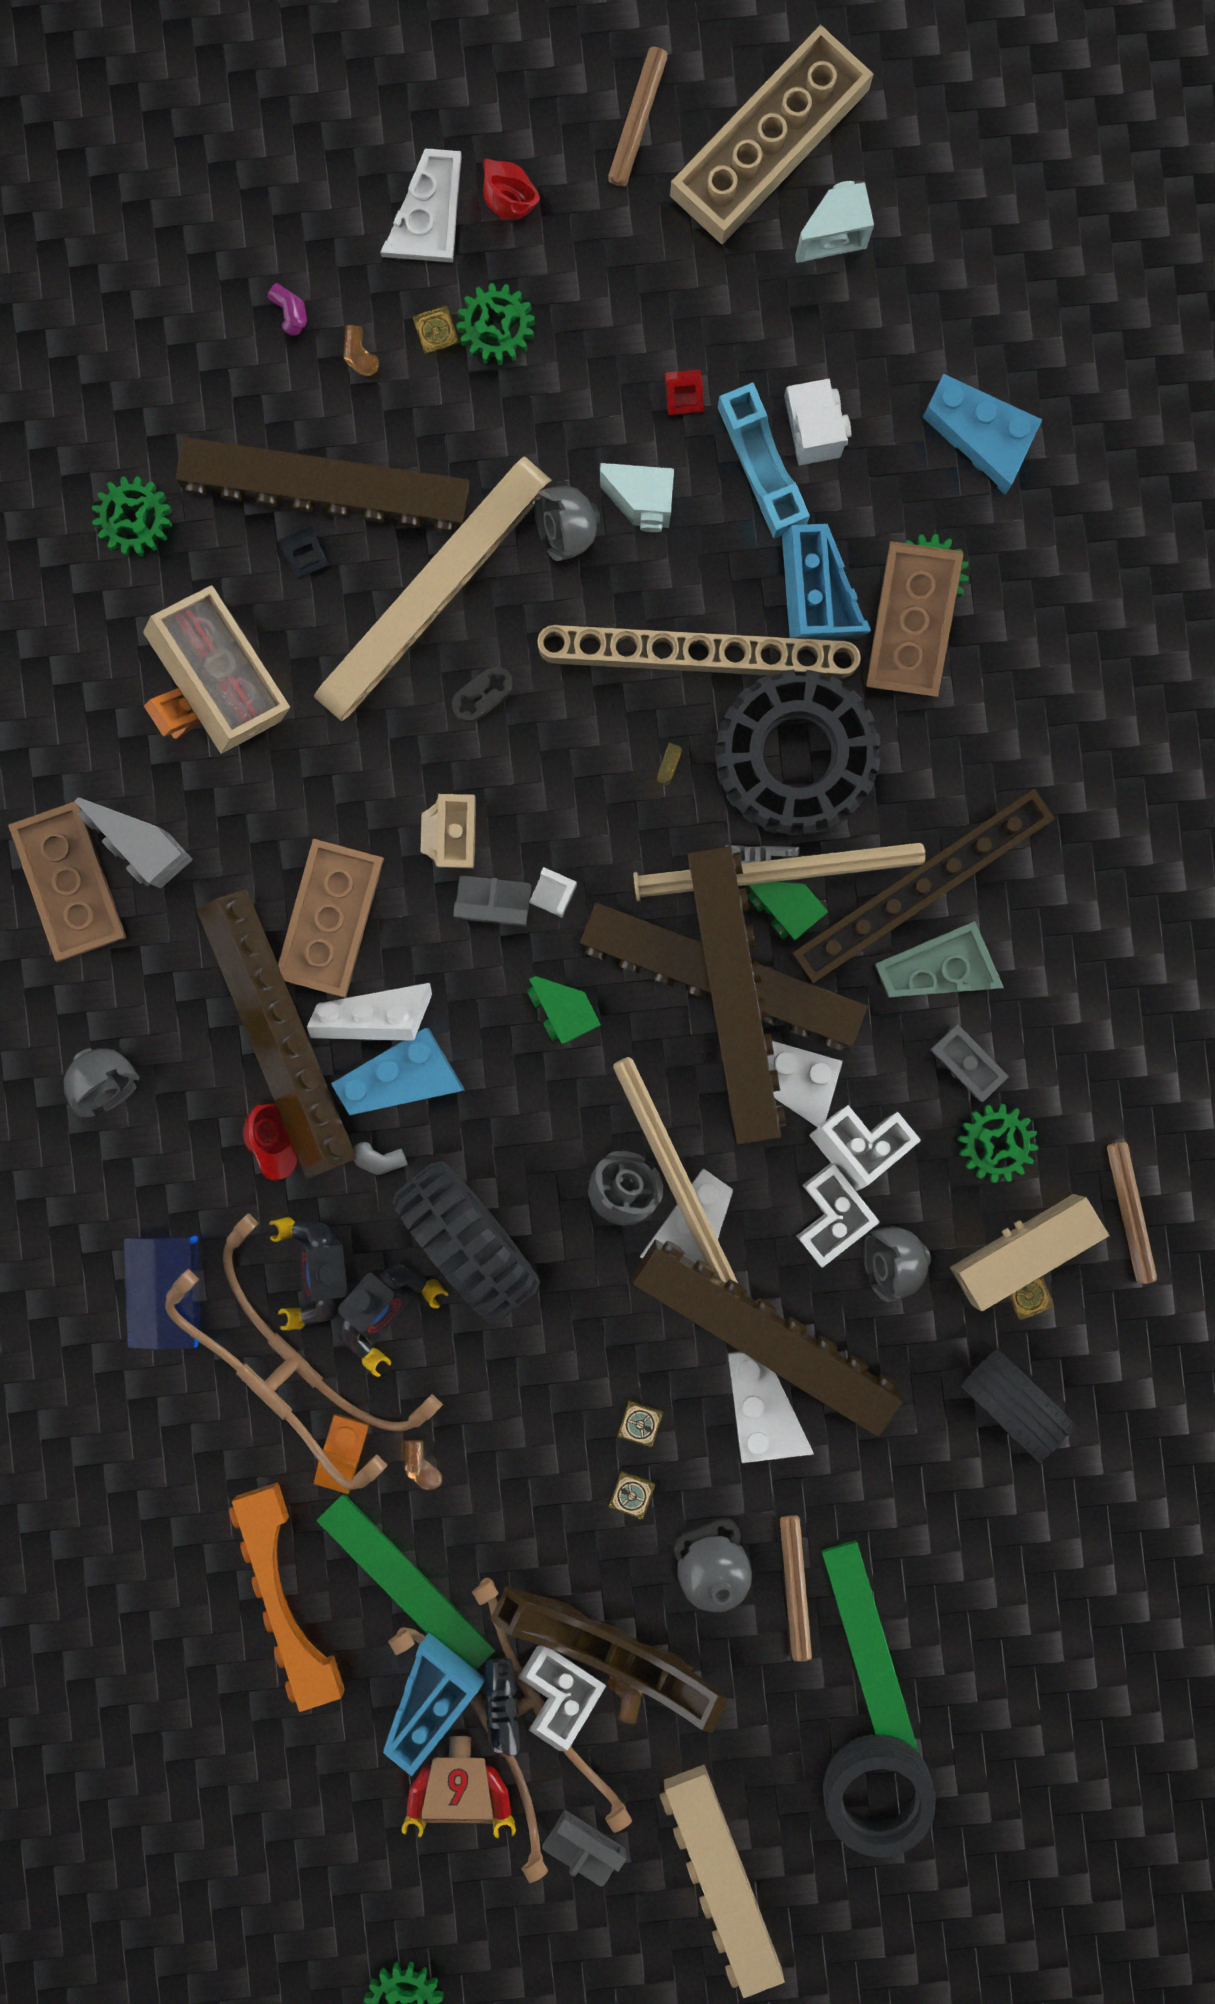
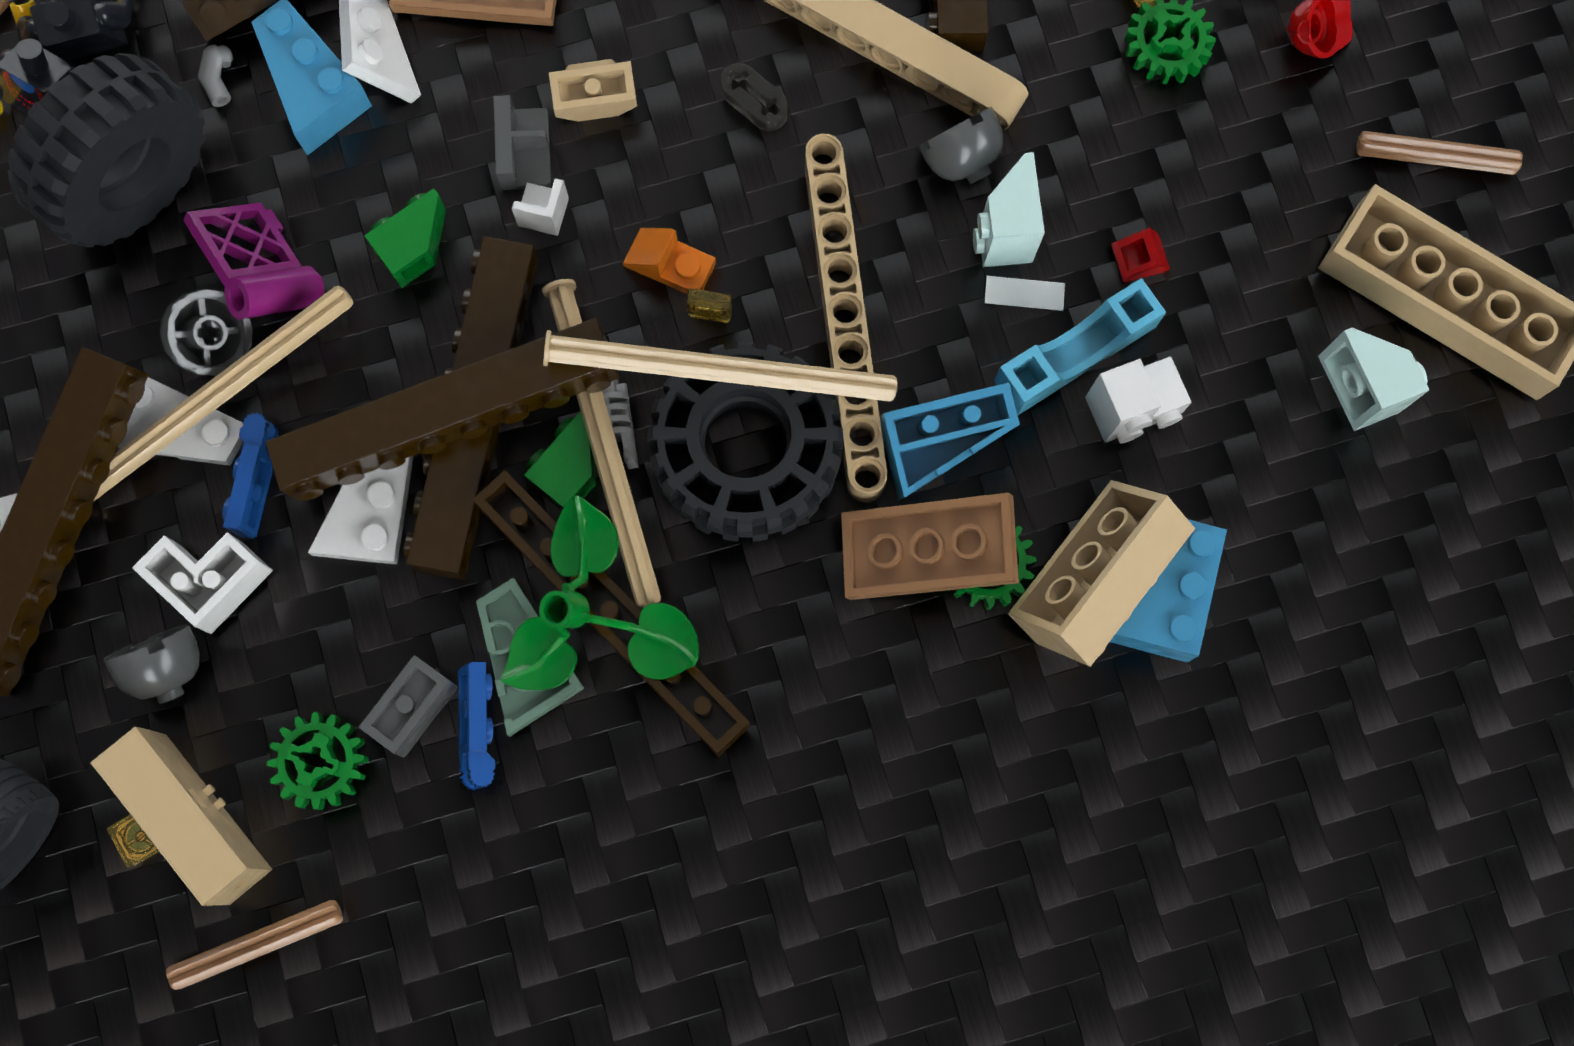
camera: 80 degrees right, 10 degrees down
(595, 1134) = (263, 285): none -> magenta piece
(619, 792) = (668, 261): none -> orange slope
(698, 497) = (1024, 293): none -> white sticker
(748, 760) = (718, 368): none -> tan axle
(748, 1168) = (251, 477): none -> blue hinge
(863, 1153) = (276, 600): white brick -> none
(946, 944) = (539, 651): none -> green plant
(959, 482) = (1102, 571): none -> tan brick
(990, 1013) = (473, 726): none -> blue hinge

